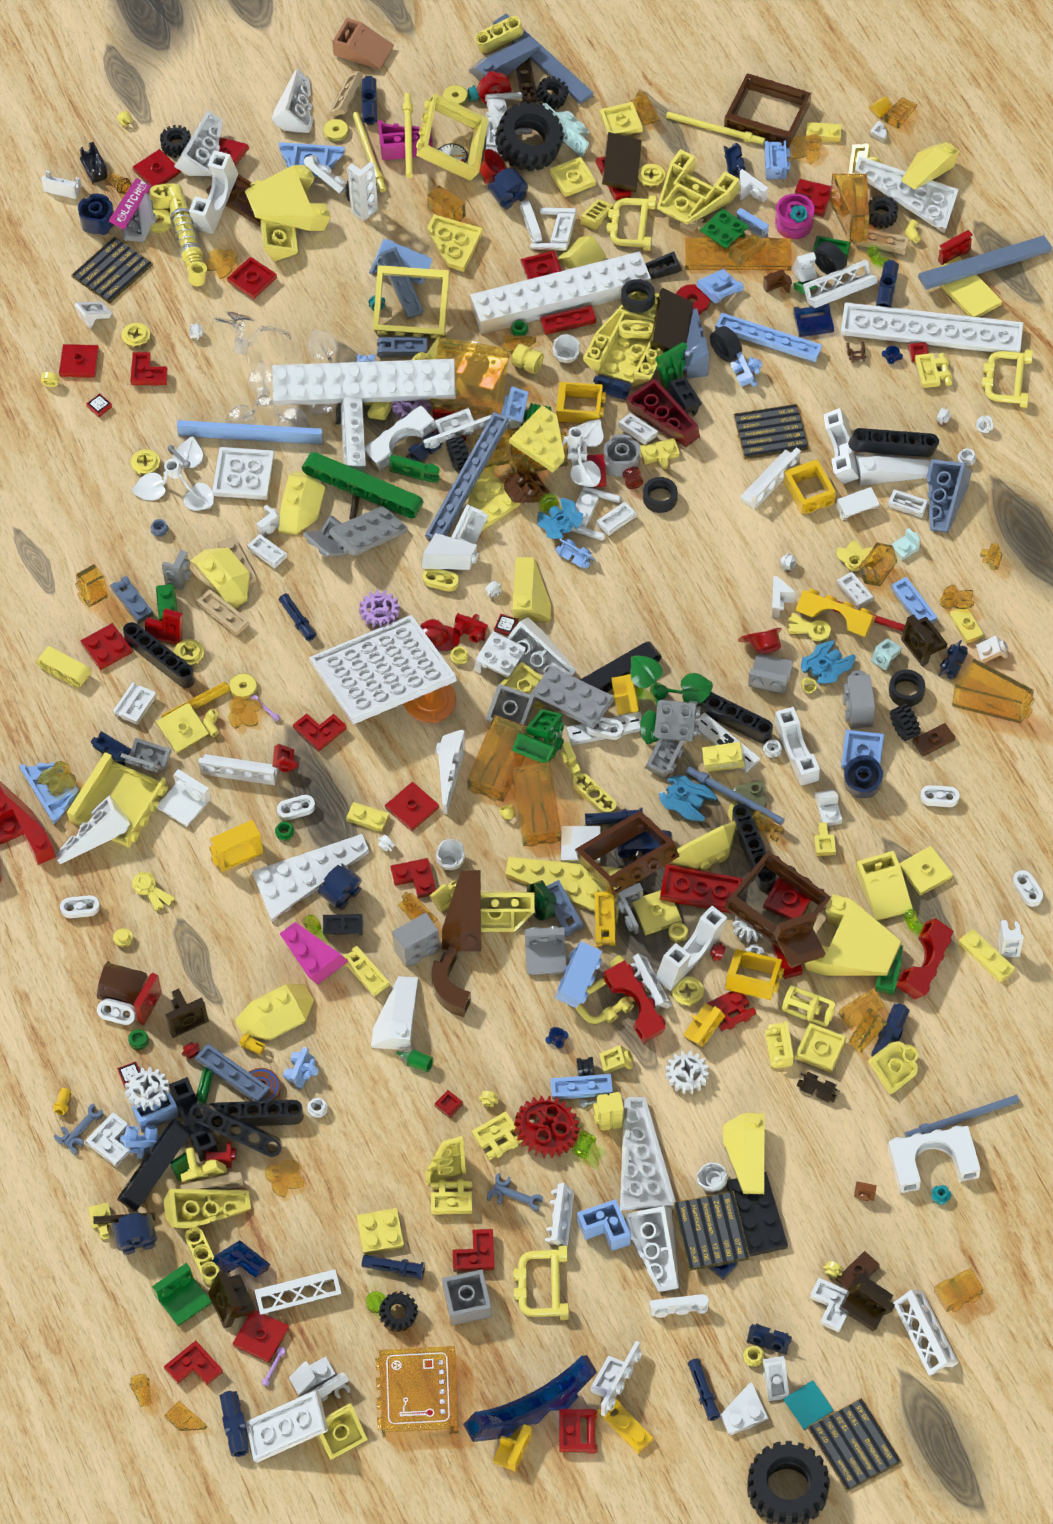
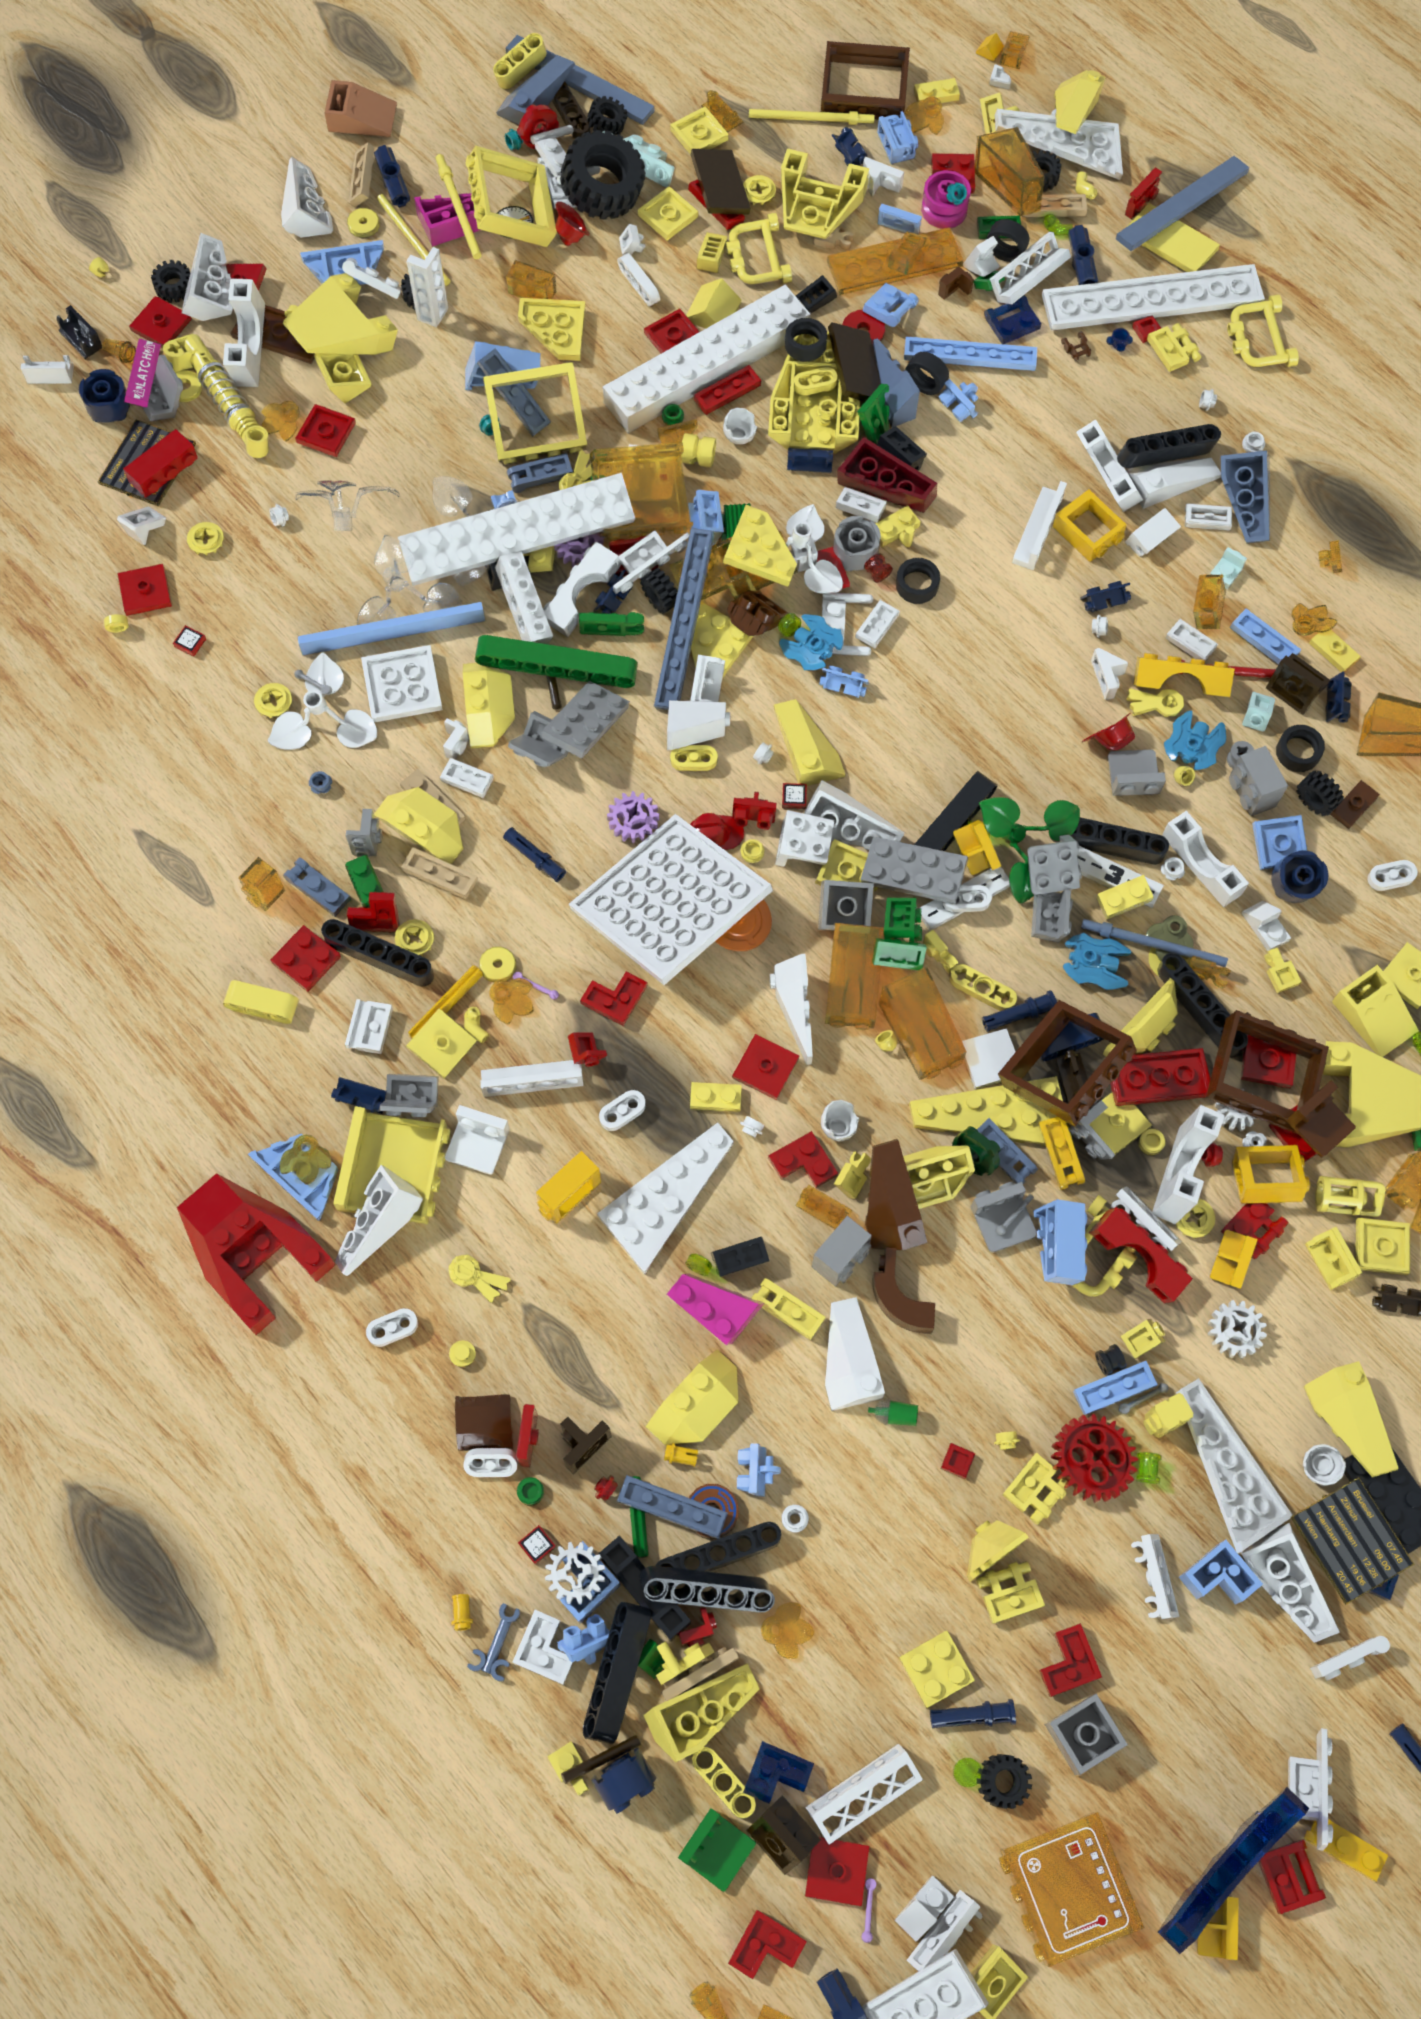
camera: 20 degrees left, 10 degrees up
(121, 272) = (160, 463): none -> red brick
(144, 374) = (233, 586): red plate -> none
(284, 826) = (615, 1139): green plate -> none
(340, 886) = (718, 1205): dark blue brick -> none
(456, 90) = (493, 140): light yellow piece -> none
(501, 1188) = (1065, 1562): sand blue bar -> none
(508, 188) = (599, 244): dark blue brick -> none
(520, 1275) = (1146, 1701): light yellow bar -> none
(535, 191) = (630, 240): none -> white tile
(540, 959) = (1001, 1230): none -> light grey hinge
(556, 1031) = (1065, 1324): clear blue plate -> none
(562, 229) = (680, 281): white plate -> none
(581, 390) = (779, 473): yellow window -> none
(724, 228) = (870, 233): green hinge -> none
(770, 431) = (1015, 468): piece -> none
(794, 541) = (1097, 598): none -> dark blue hinge
(853, 554) = (1170, 595): light yellow plate -> none
(980, 424) = (1259, 403): white plate -> none
(992, 648) = (1377, 672): white bracket -> none

